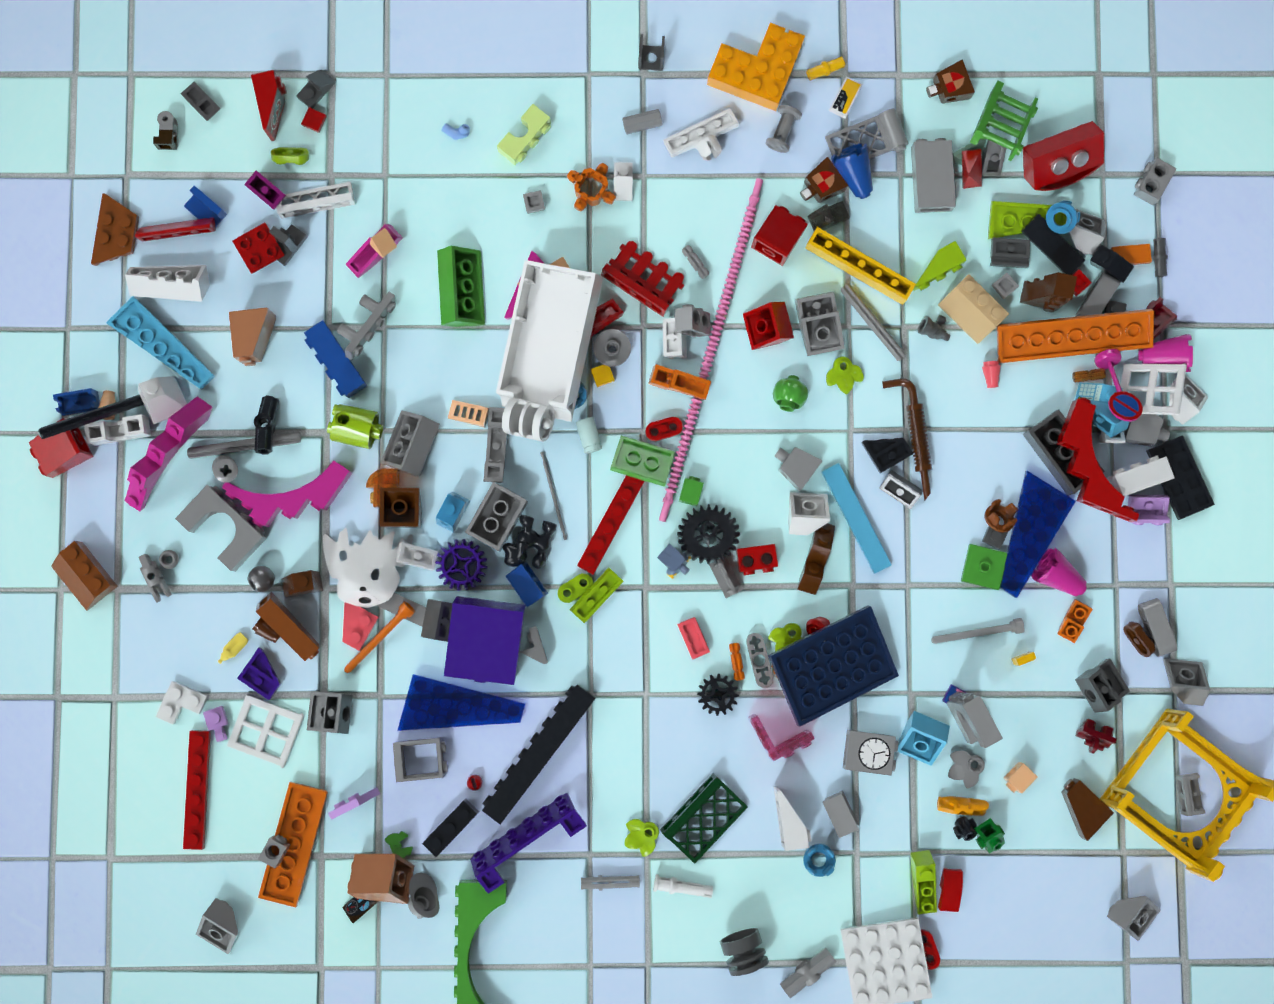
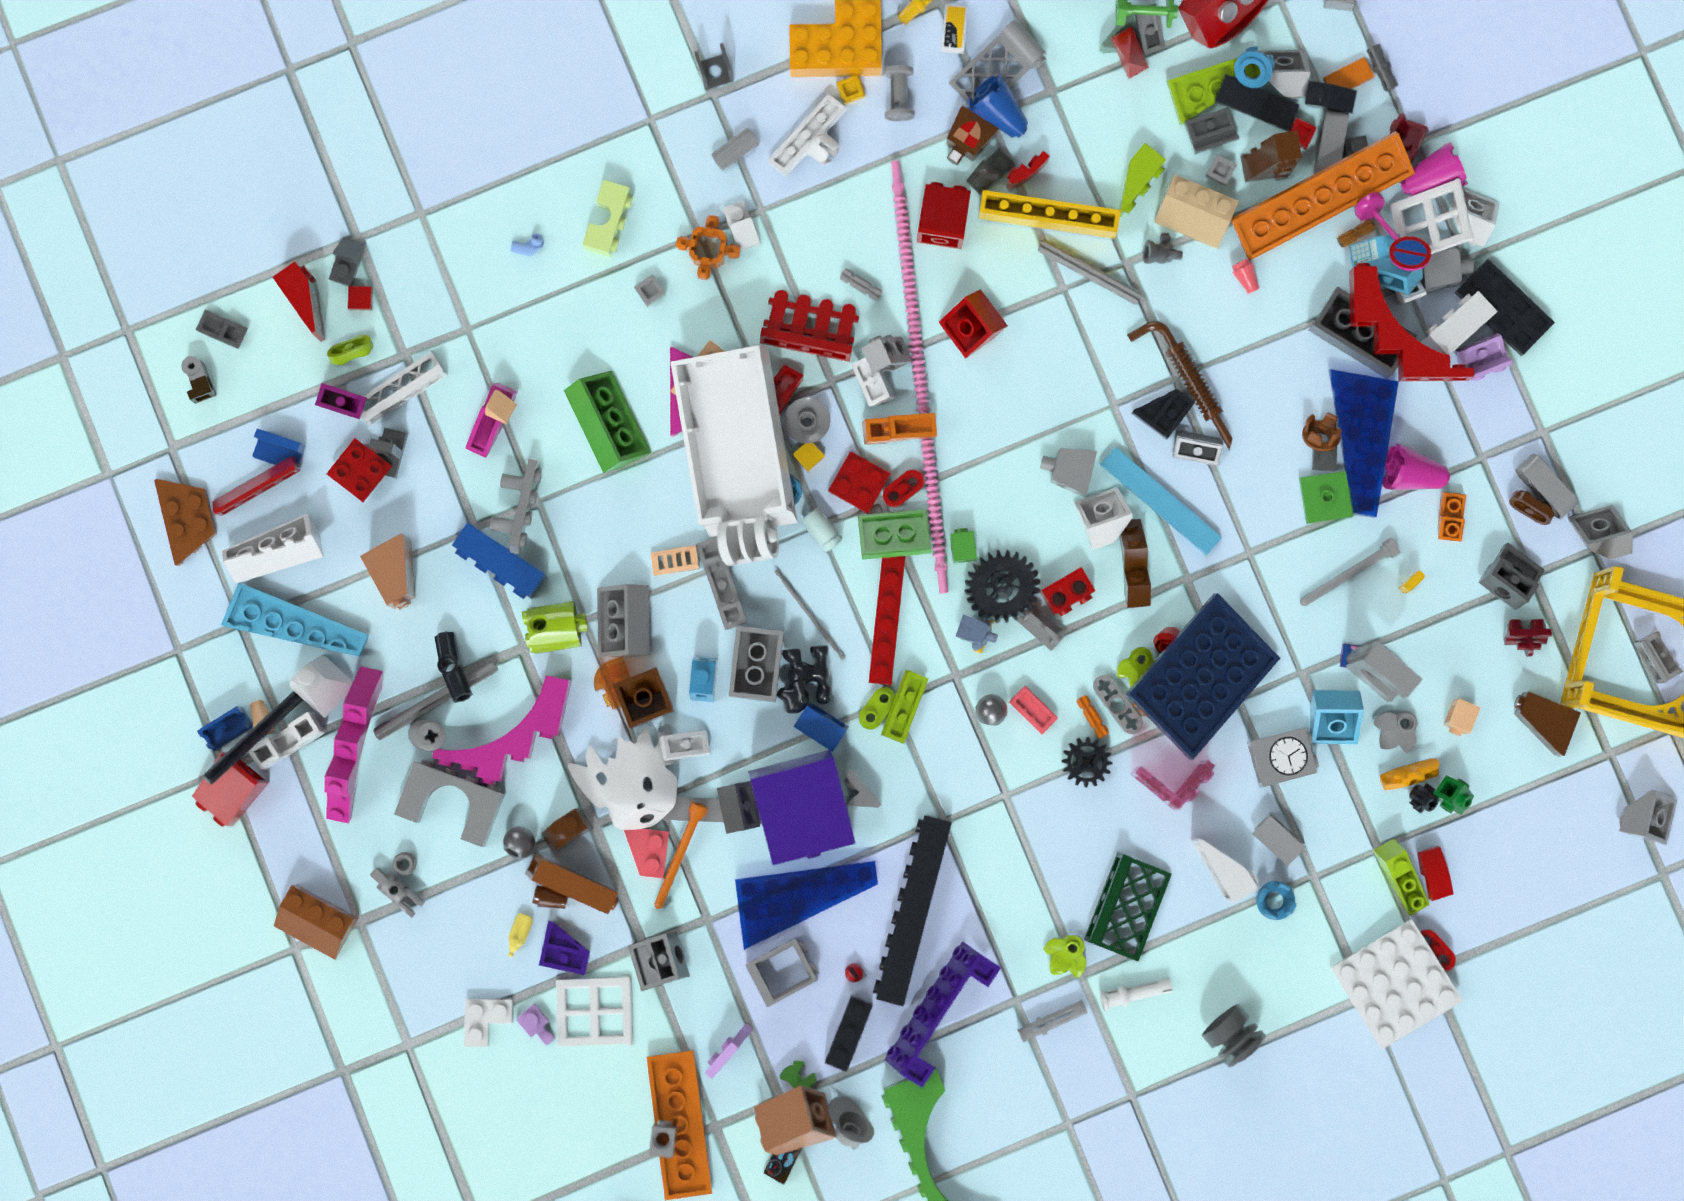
camera: 15 degrees left, 0 degrees up
(196, 790) = (544, 1109): red plate -> none
(453, 550) = (750, 718): dark purple gear -> none
(632, 411) = (859, 482): none -> red plate
(661, 625) = (991, 710): none -> flat silver piece
(748, 112) = (850, 89): none -> yellow tile
(790, 393) = (1029, 390): bright green plant -> none
(807, 972) = (1314, 1030): light grey piece -> none
(819, 323) = (1030, 297): light grey slope -> none
(846, 377) = (1083, 347): lime plate -> none
(853, 228) = (1023, 174): none -> red slope
(933, 176) = (1089, 78): light grey brick -> none

